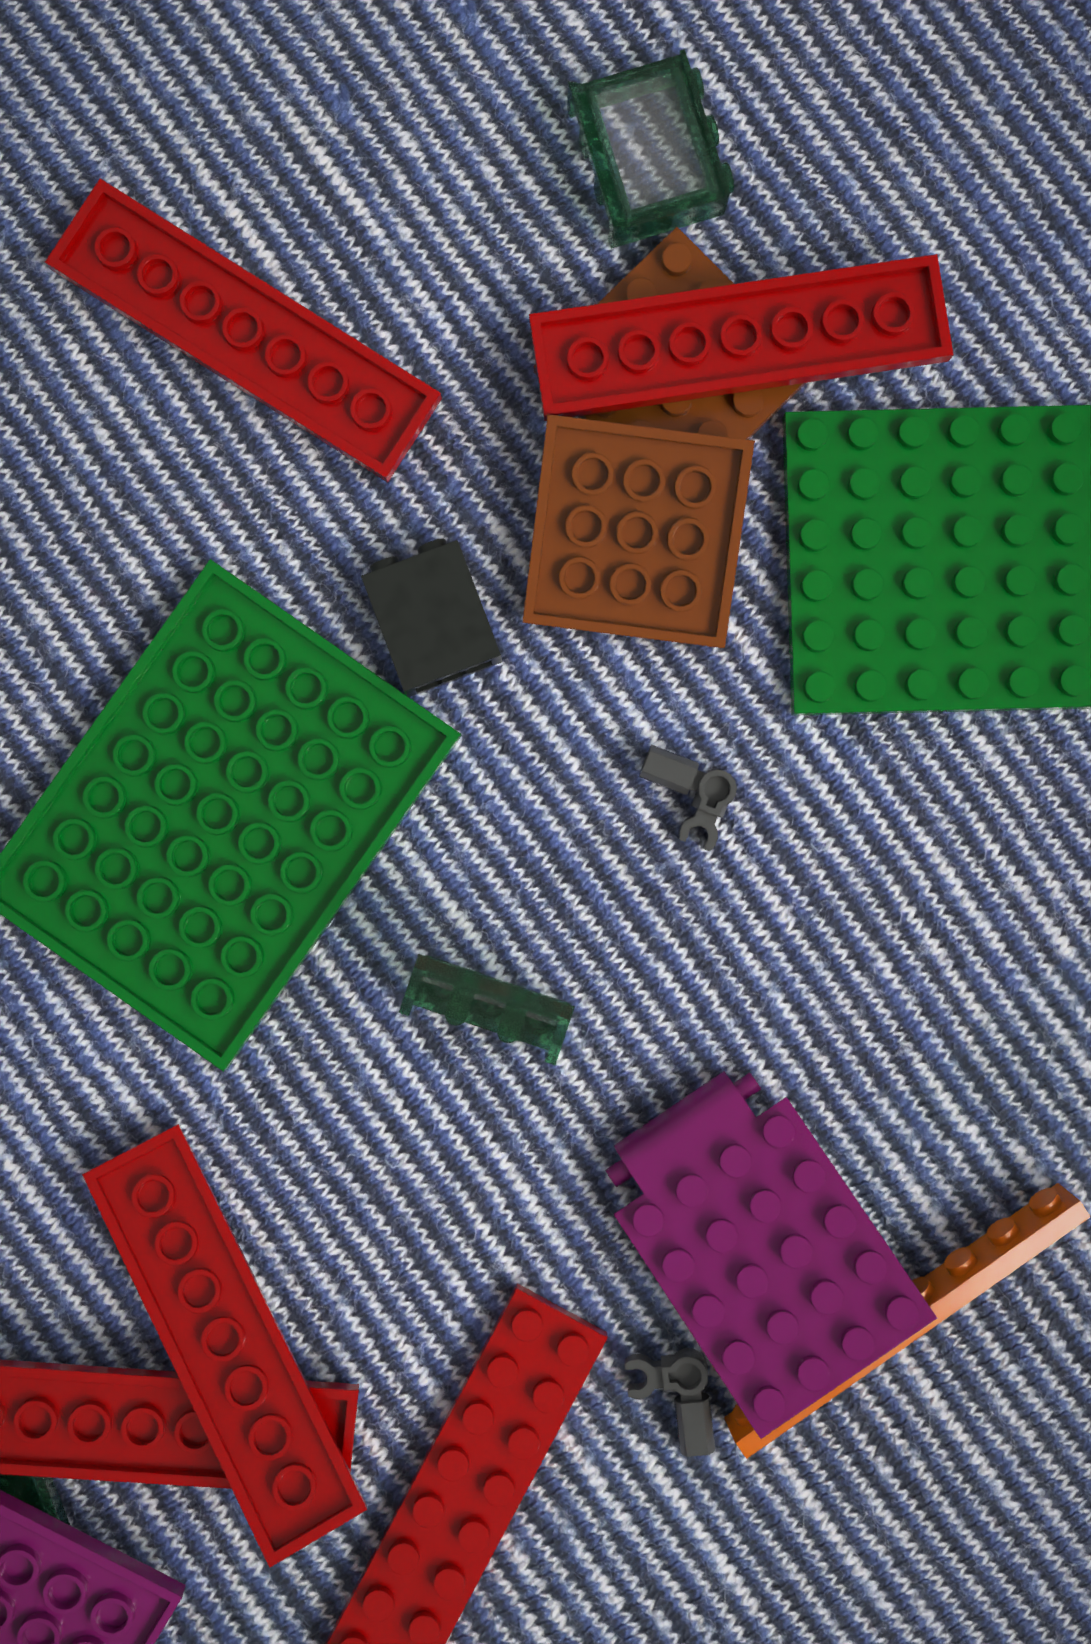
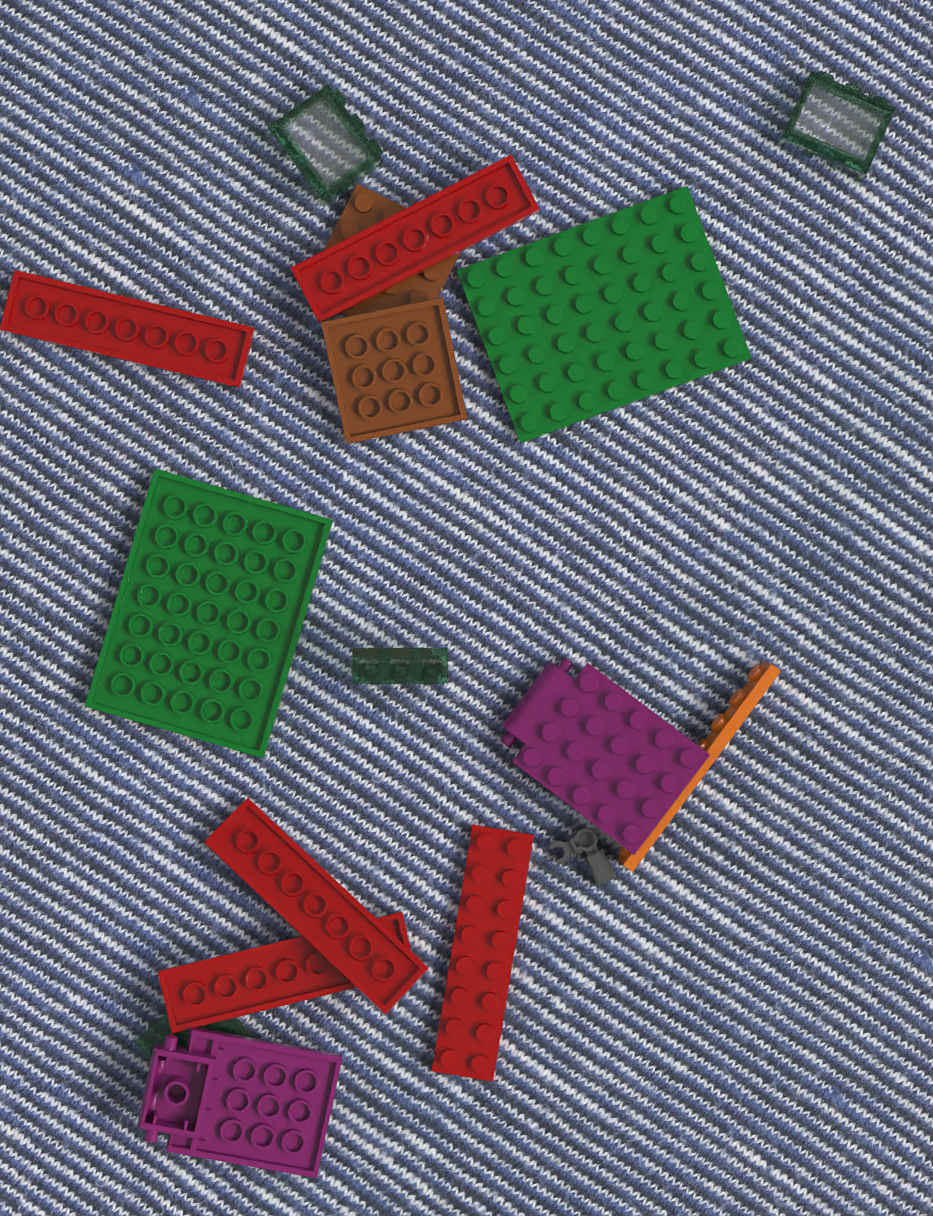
camera: 15 degrees left, 0 degrees up
(431, 616) = (293, 458): pearl dark grey brick -> none
(713, 789) = (466, 500): dark grey bar -> none

